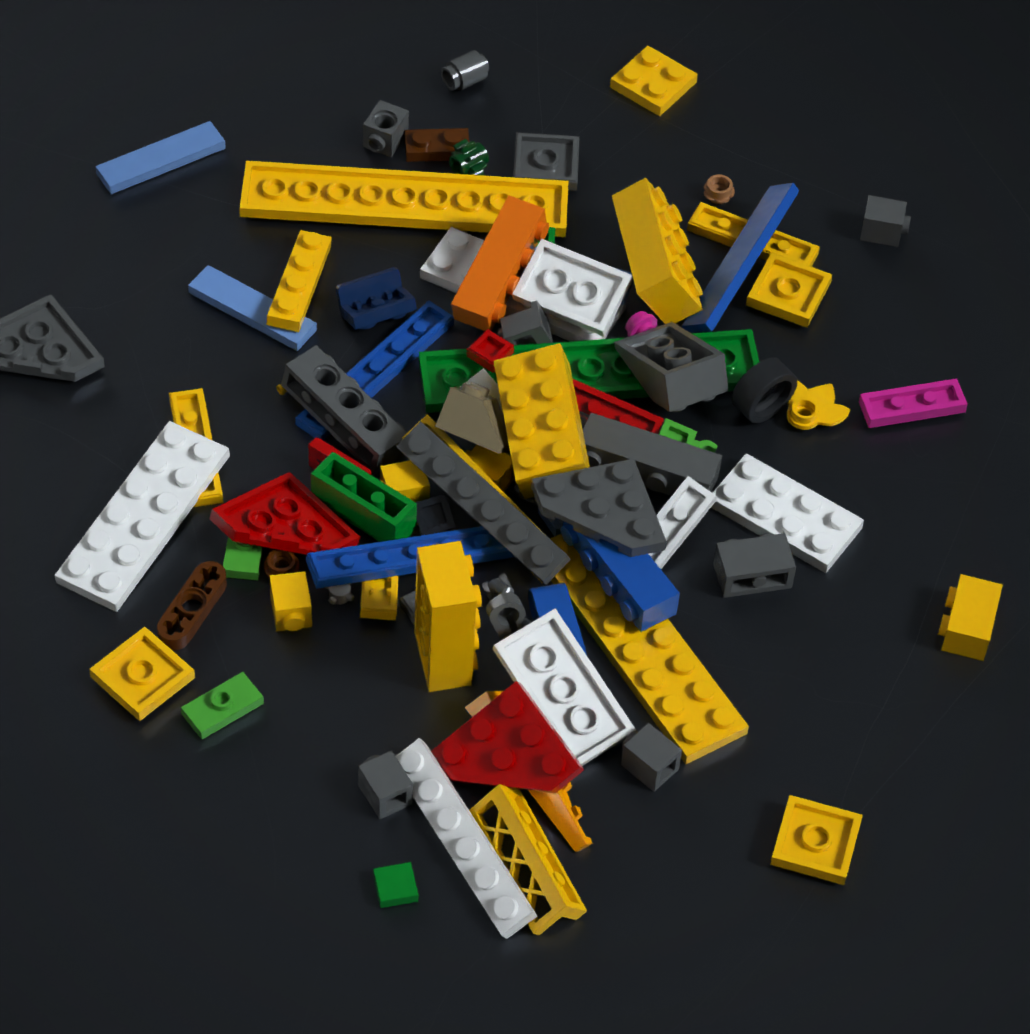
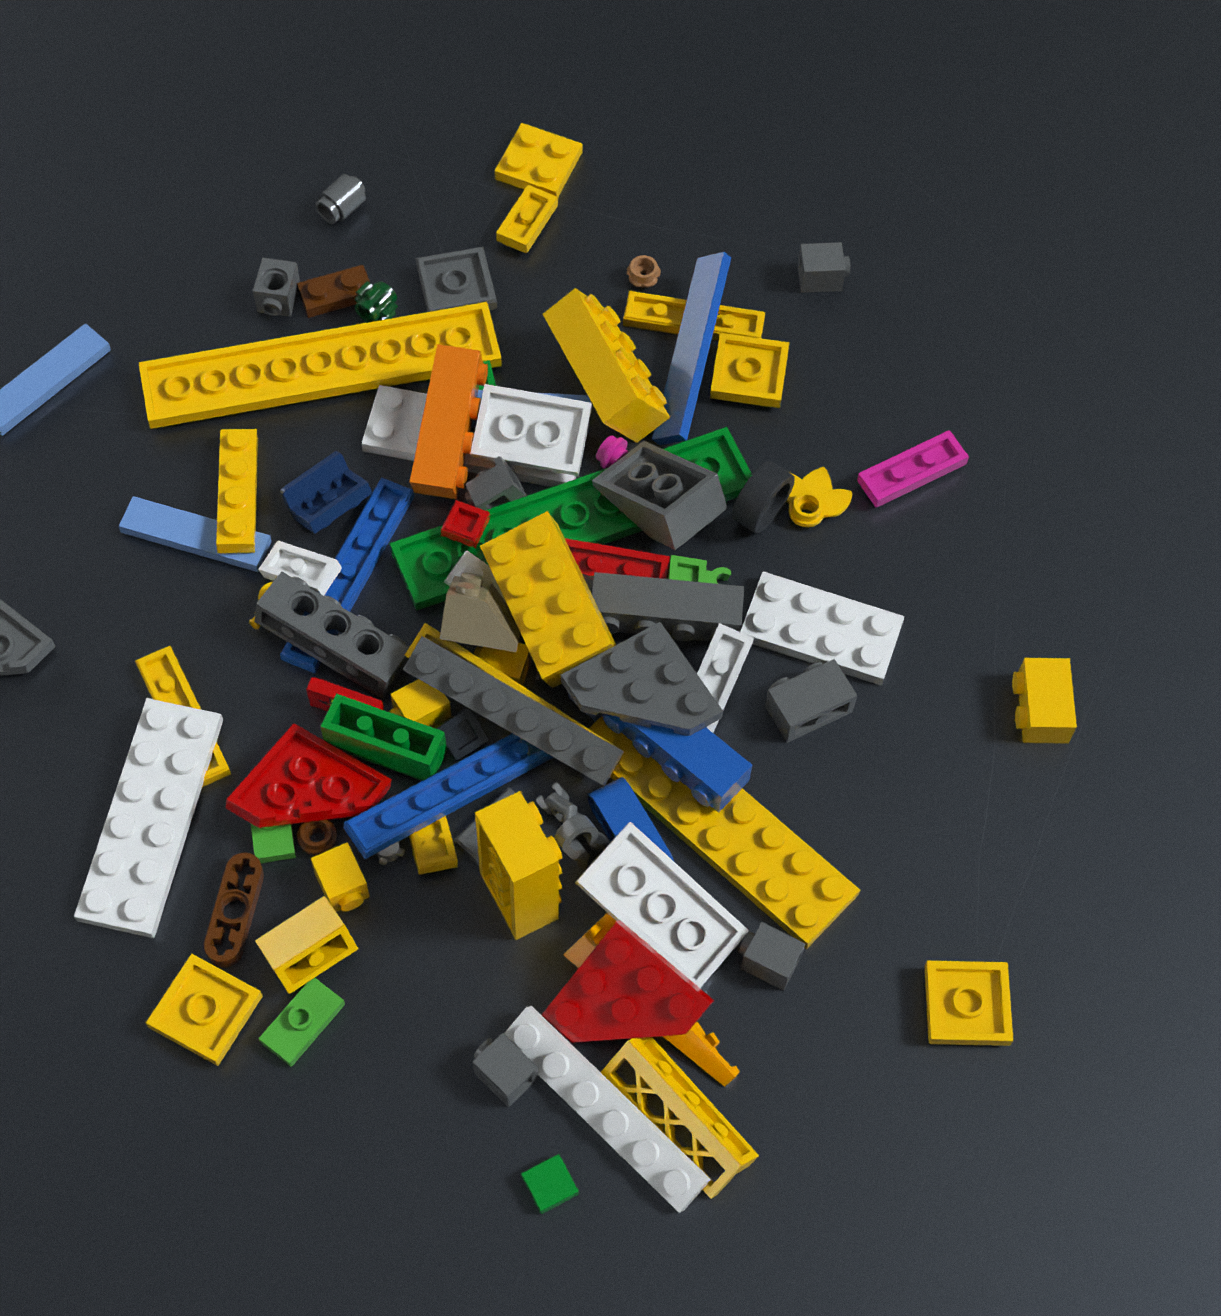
camera: 15 degrees left, 10 degrees up
(245, 642) = (305, 942): none -> yellow brick
(345, 353) = (311, 567): none -> white plate
(627, 123) = (527, 219): none -> yellow plate

